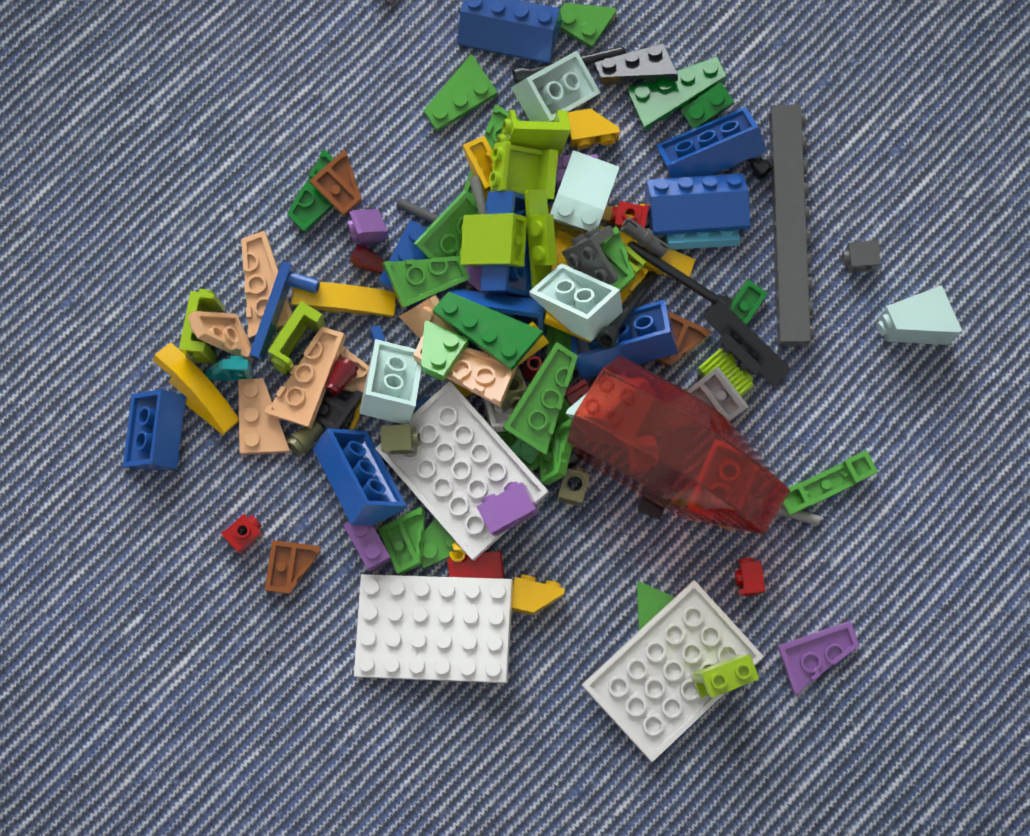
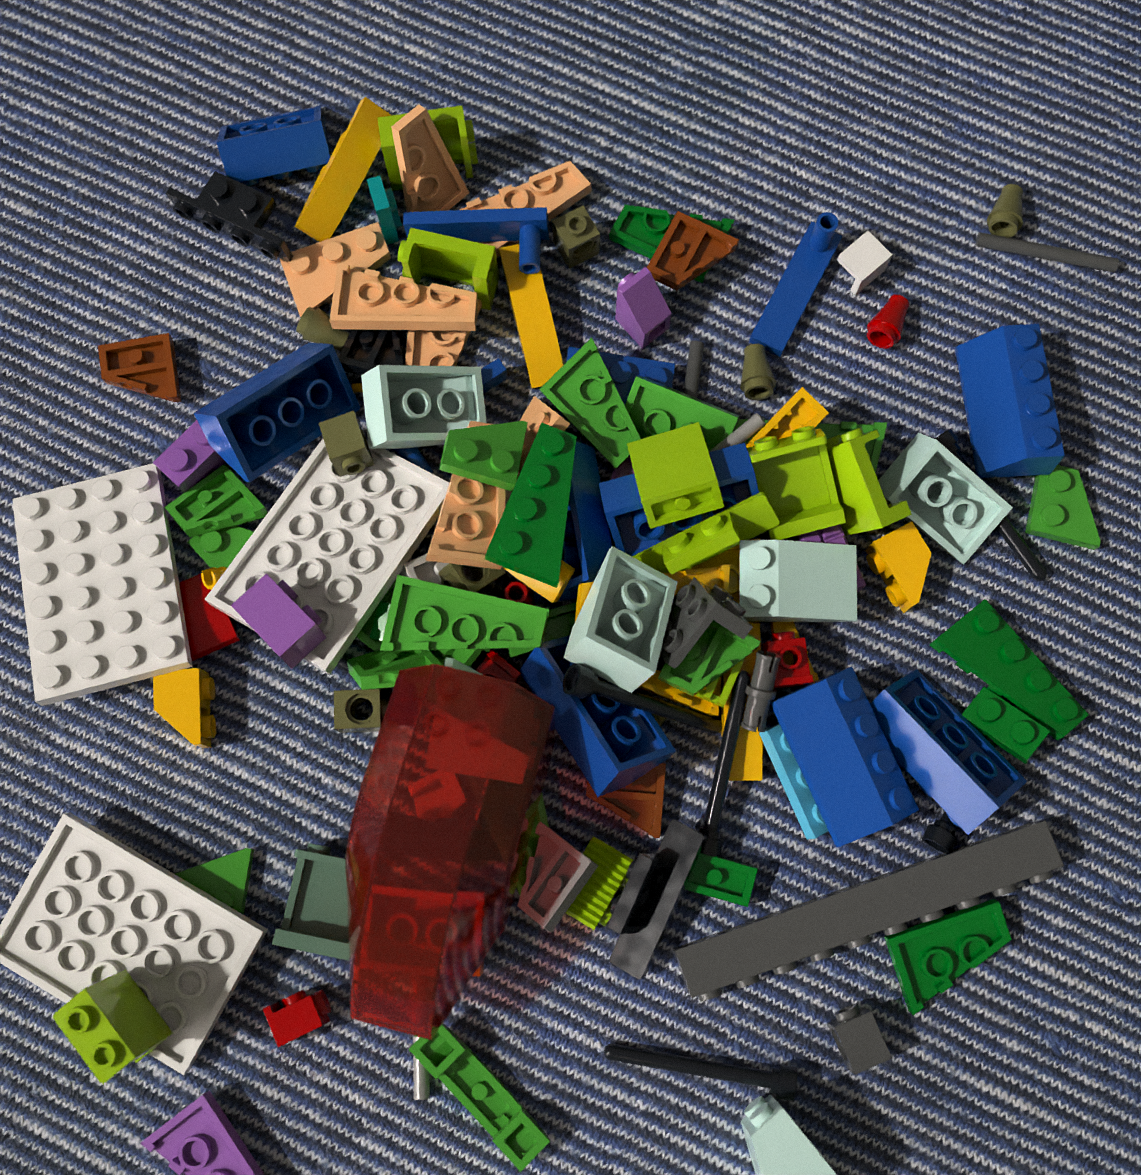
camera: 75 degrees right, 0 degrees up
(200, 469) = (234, 210): none -> black bracket
(243, 542) = (167, 294): red brick -> none
(299, 252) = (576, 236): none -> olive brick
(342, 374) = (415, 341): dark red cone -> none
(367, 259) = (599, 324): dark red cone -> none
(381, 77) = (864, 260): none -> white panel
(381, 126) = (797, 284): none -> blue piece
(429, 79) = (888, 323): none -> red cone
(433, 171) = (757, 375): none -> olive cone
(460, 95) = (881, 374): bright green wing -> none
(639, 64) = (1029, 606): wing -> none
(686, 544) = (316, 905): none -> sand green panel
(826, 193) = (943, 949): none -> green wing
(872, 309) = (778, 1081): none -> black piece

